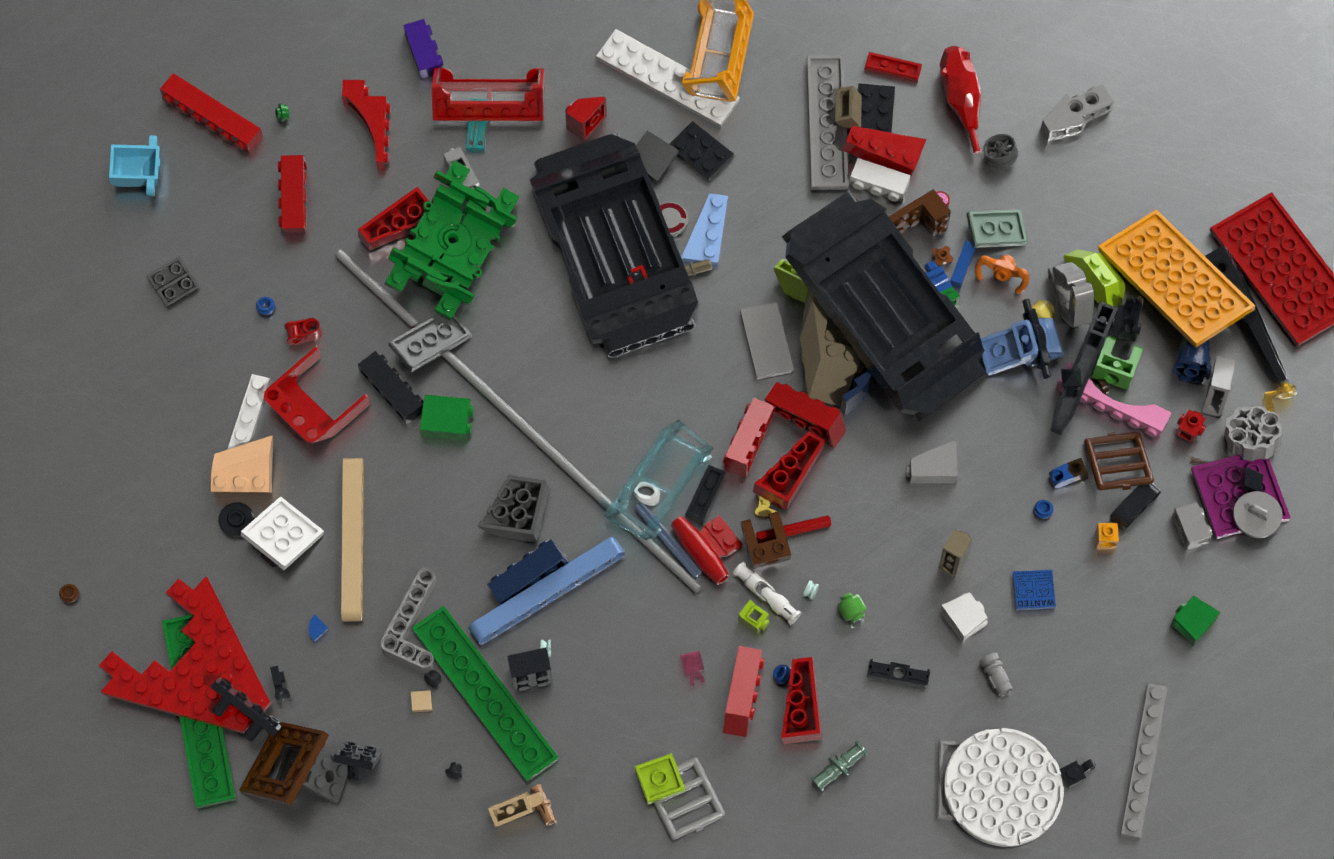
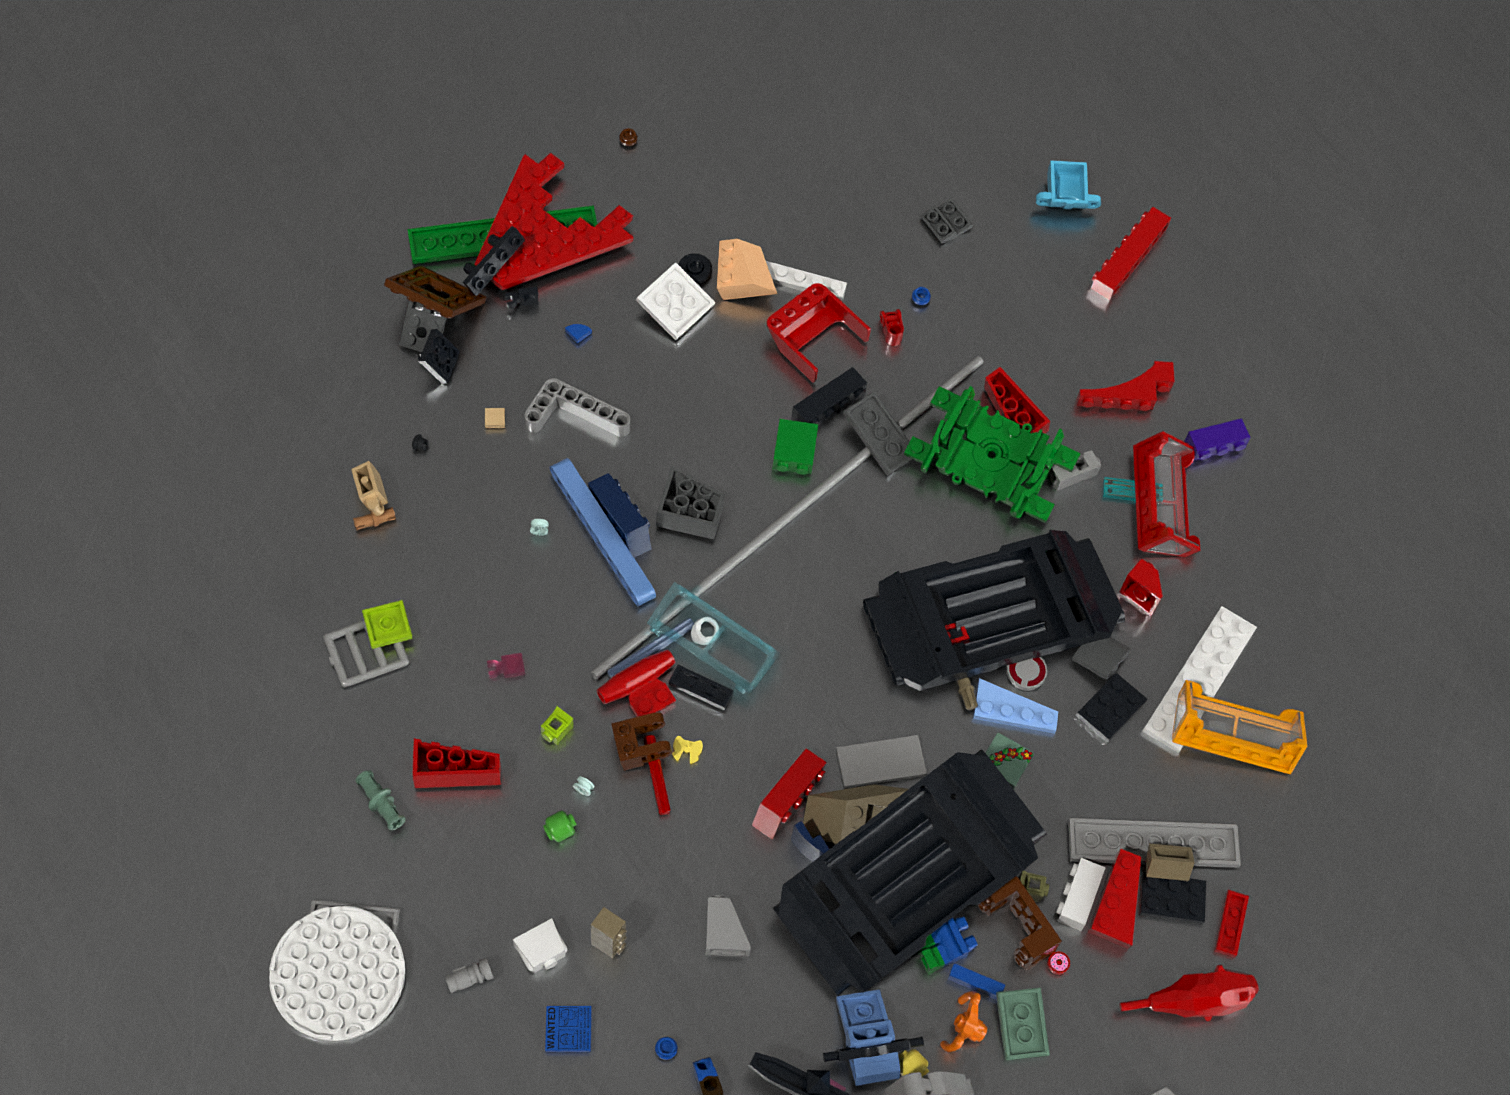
camera: 85 degrees right, 5 degrees down
(282, 112) = (1135, 313): green plate -> none
(292, 193) = (1043, 318): red wedge -> none
(352, 540) = (667, 362): tan beam -> none
(432, 678) = (516, 427): black piece -> none
(485, 694) = (495, 472): green plate -> none
(530, 669) = (513, 507): black brick -> none
(742, 691) = (474, 707): wedge -> none
(748, 437) = (762, 731): wedge -> none
(758, 238) = (1009, 758): none -> sand green tile
(777, 602) = (574, 748): white piece -> none
(782, 674) = (491, 747): blue plate -> none
(788, 474) = (720, 771): red wedge -> none
(885, 673) = (477, 885): black piece -> none
(942, 260) = (985, 965): dark orange plate -> none
(998, 145) = (1120, 1044): dark grey wheel -> none
(1075, 773) = (345, 1055): black plate -> none

